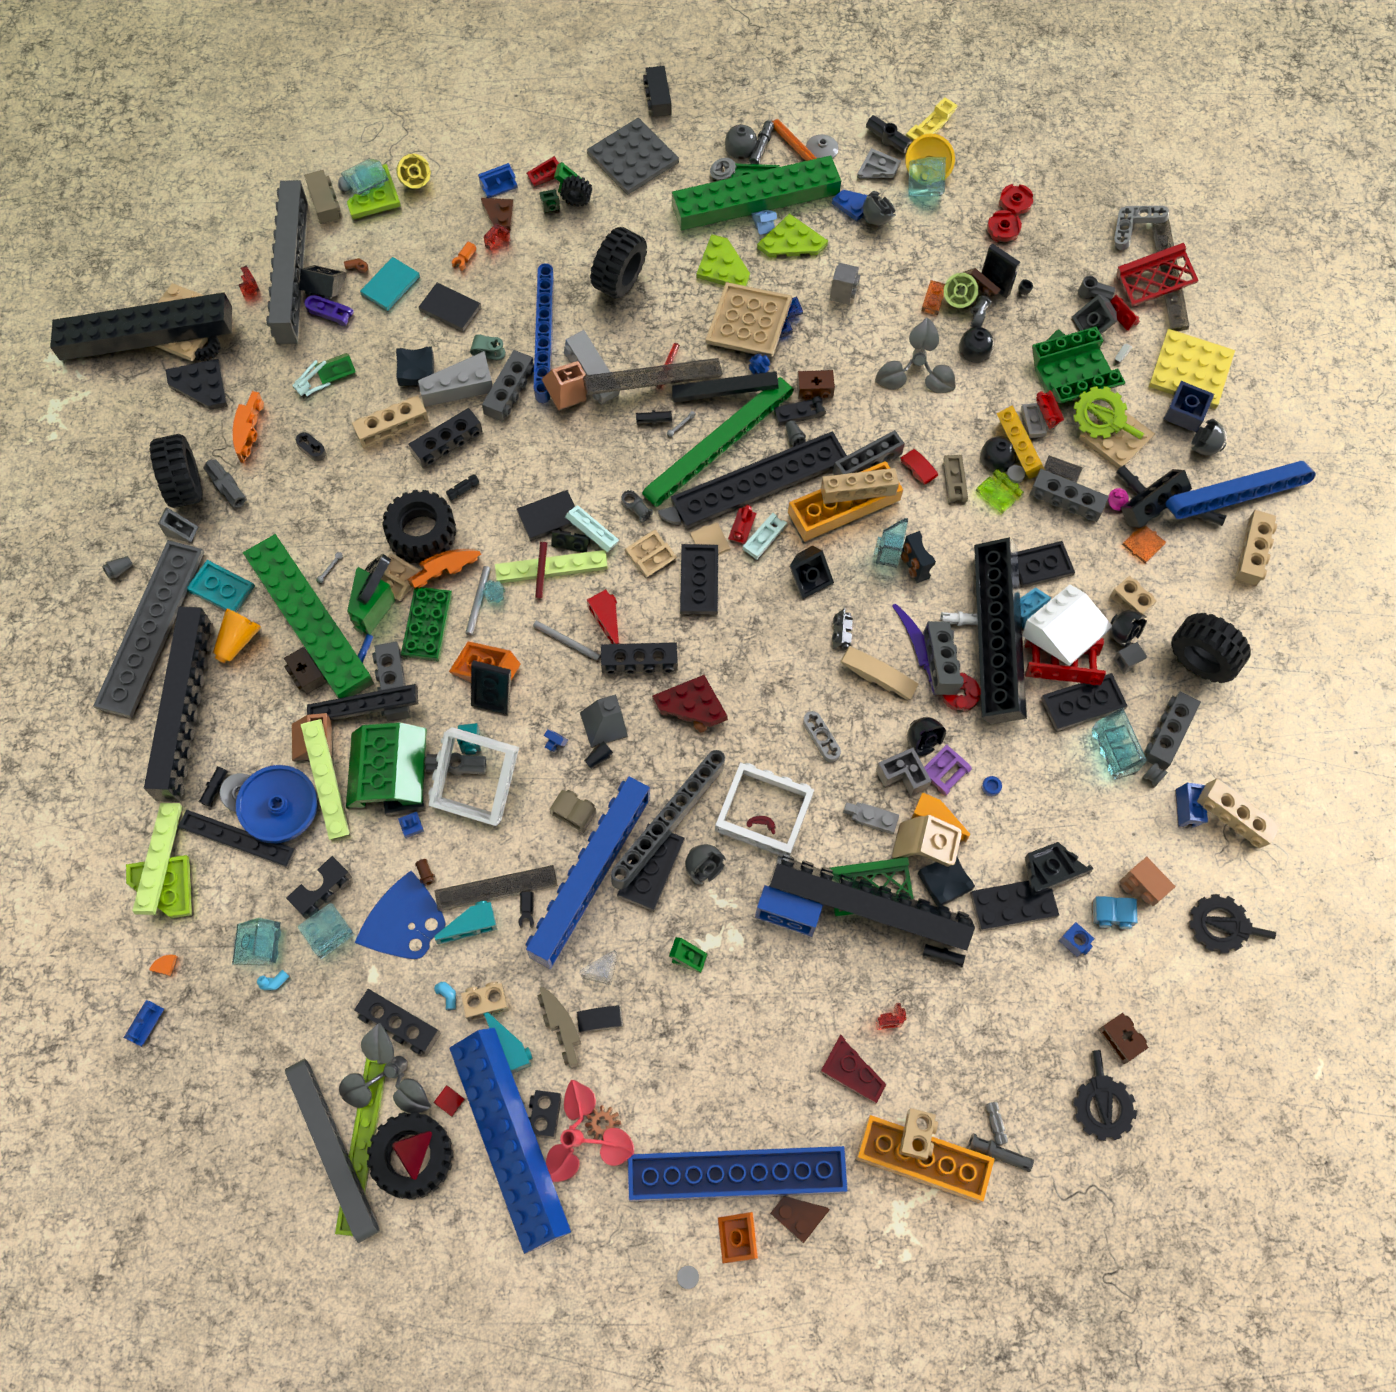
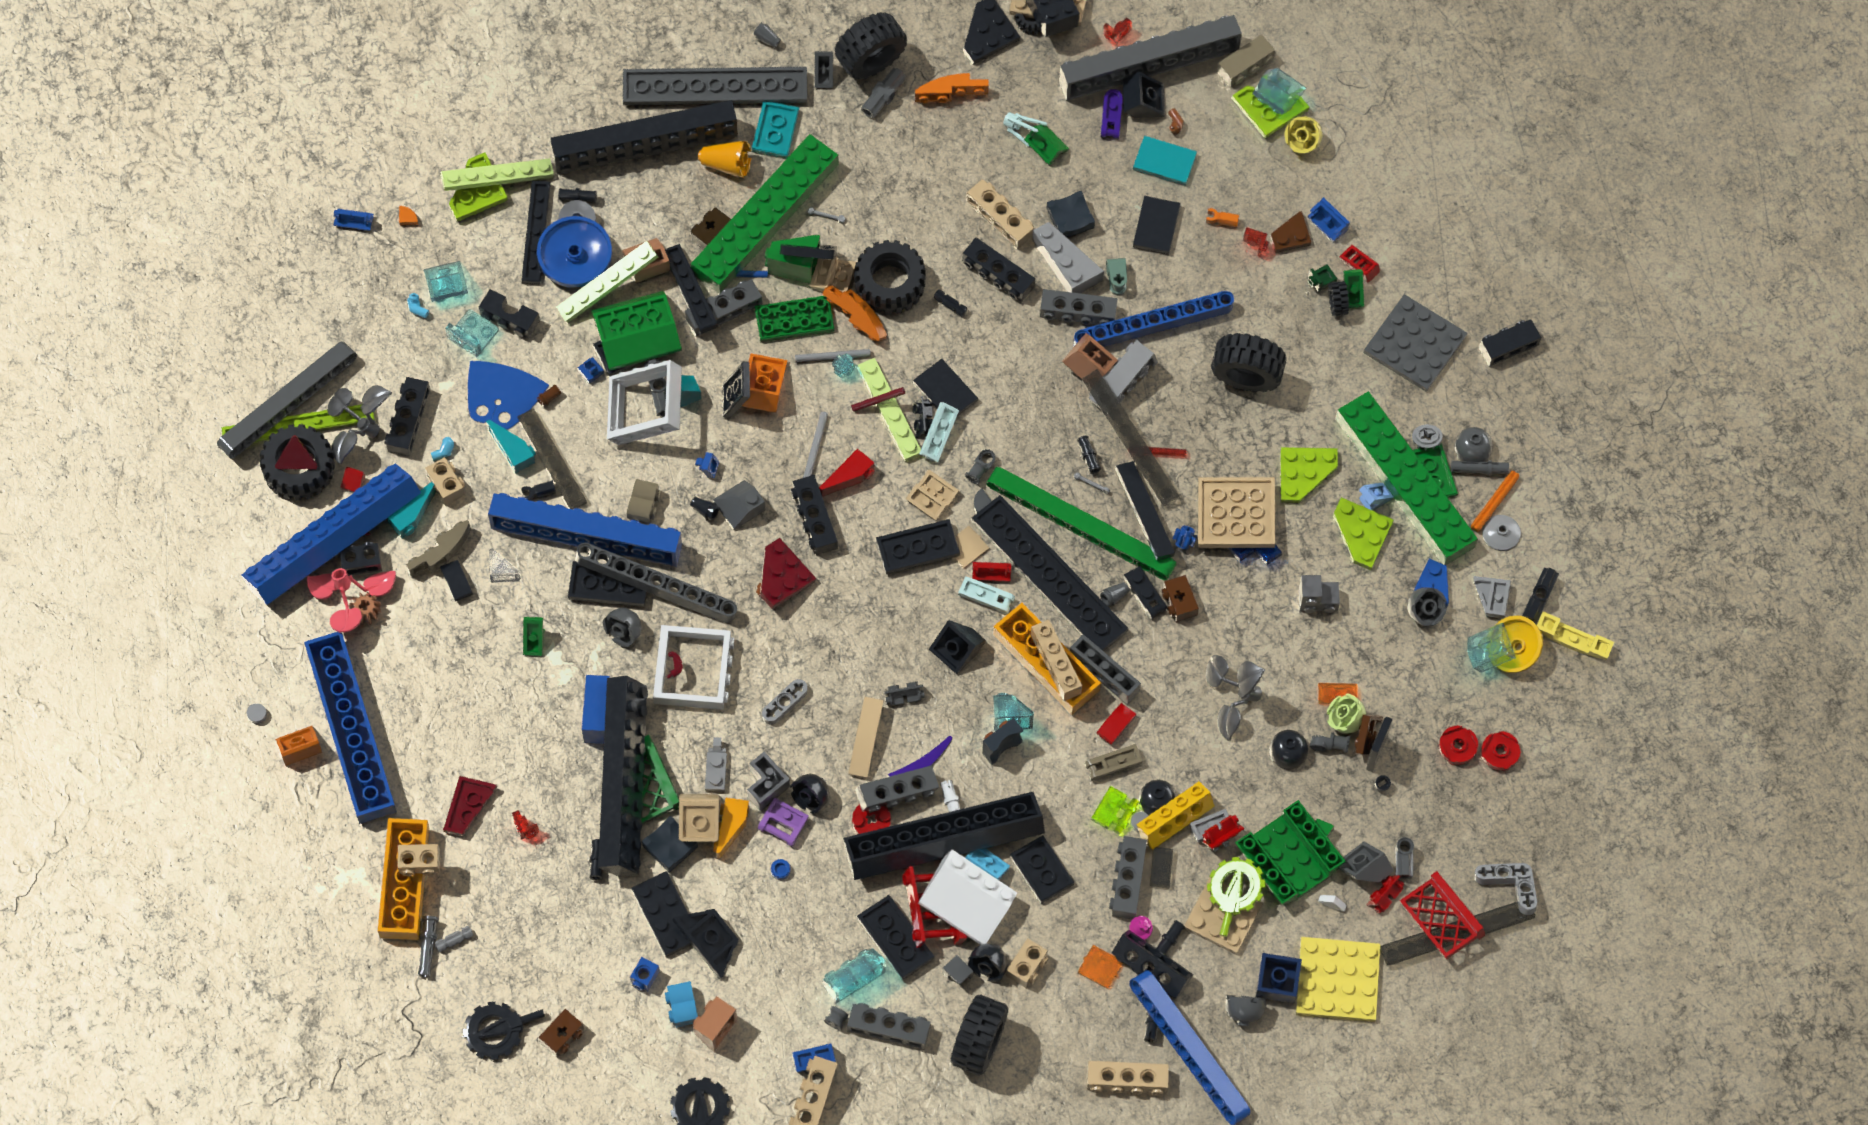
camera: 75 degrees right, 0 degrees up
(308, 449) = (954, 155): black beam -> none
(799, 1216) = (329, 791): reddish brown wing -> none

